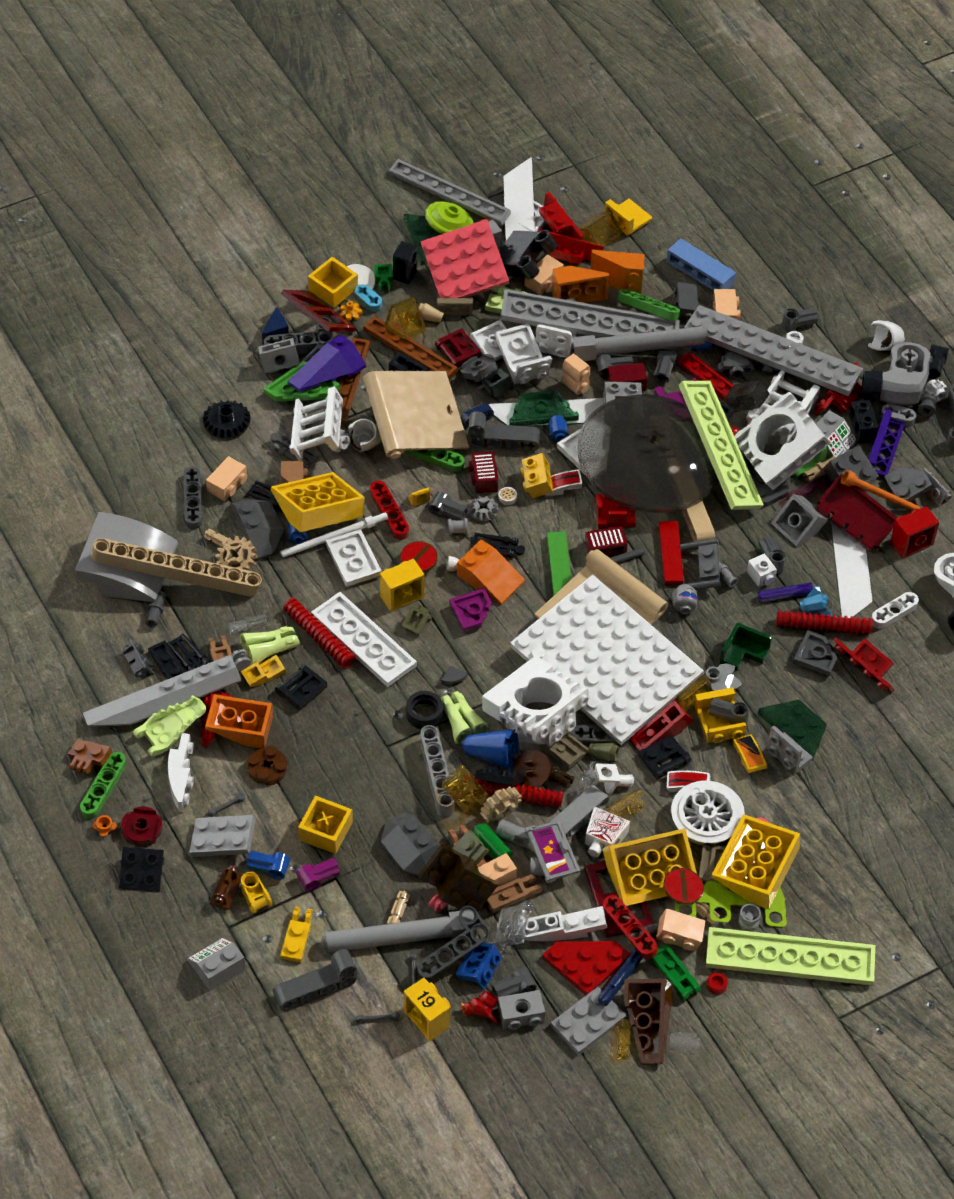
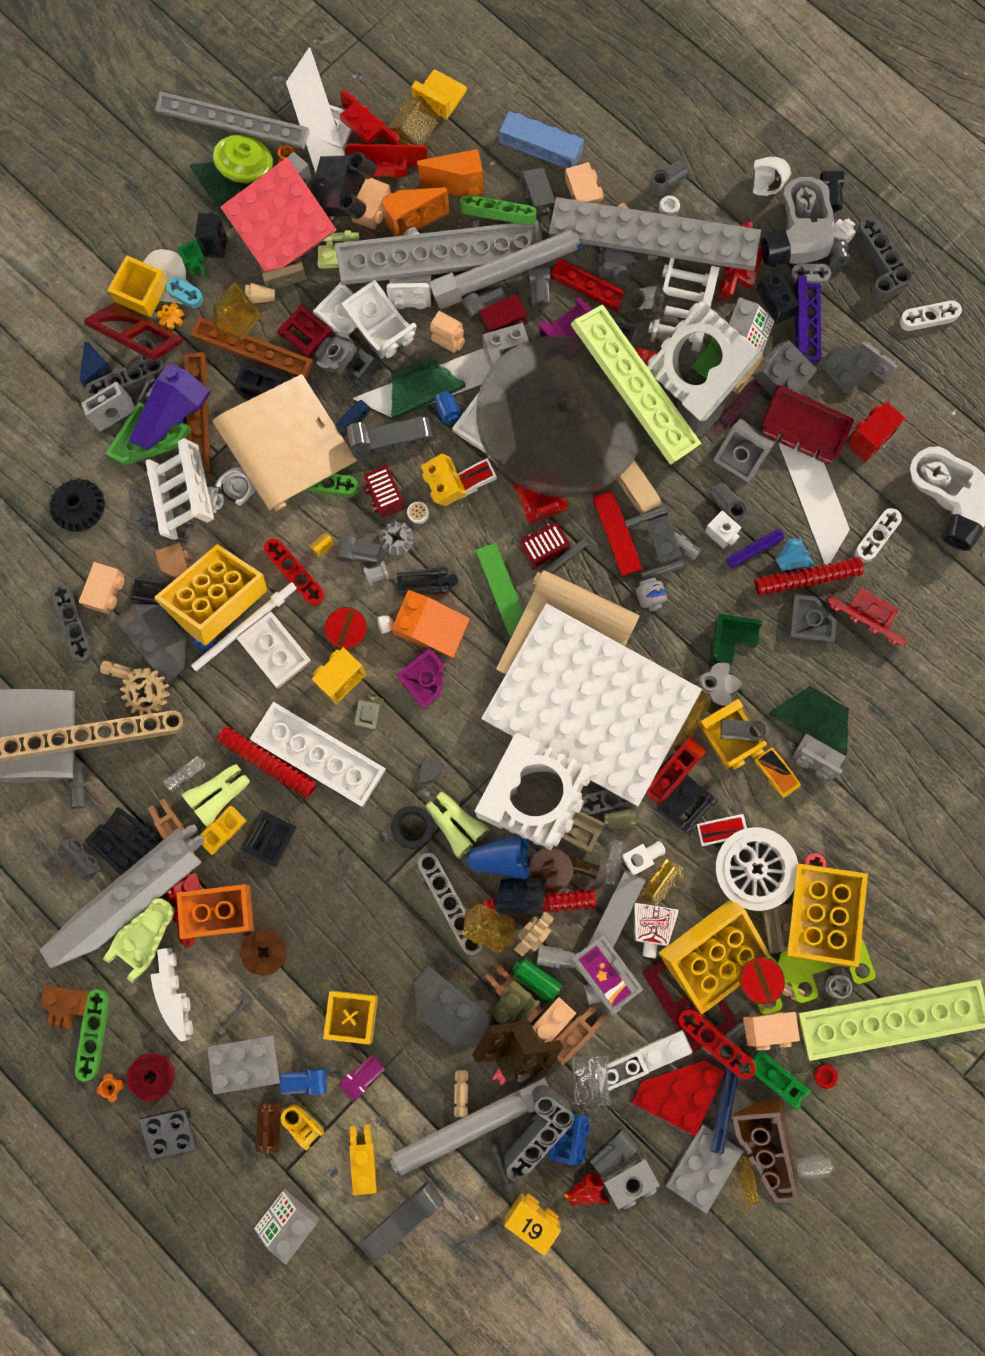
camera: 10 degrees left, 25 degrees up
(850, 479) = (793, 390): orange piece -> none

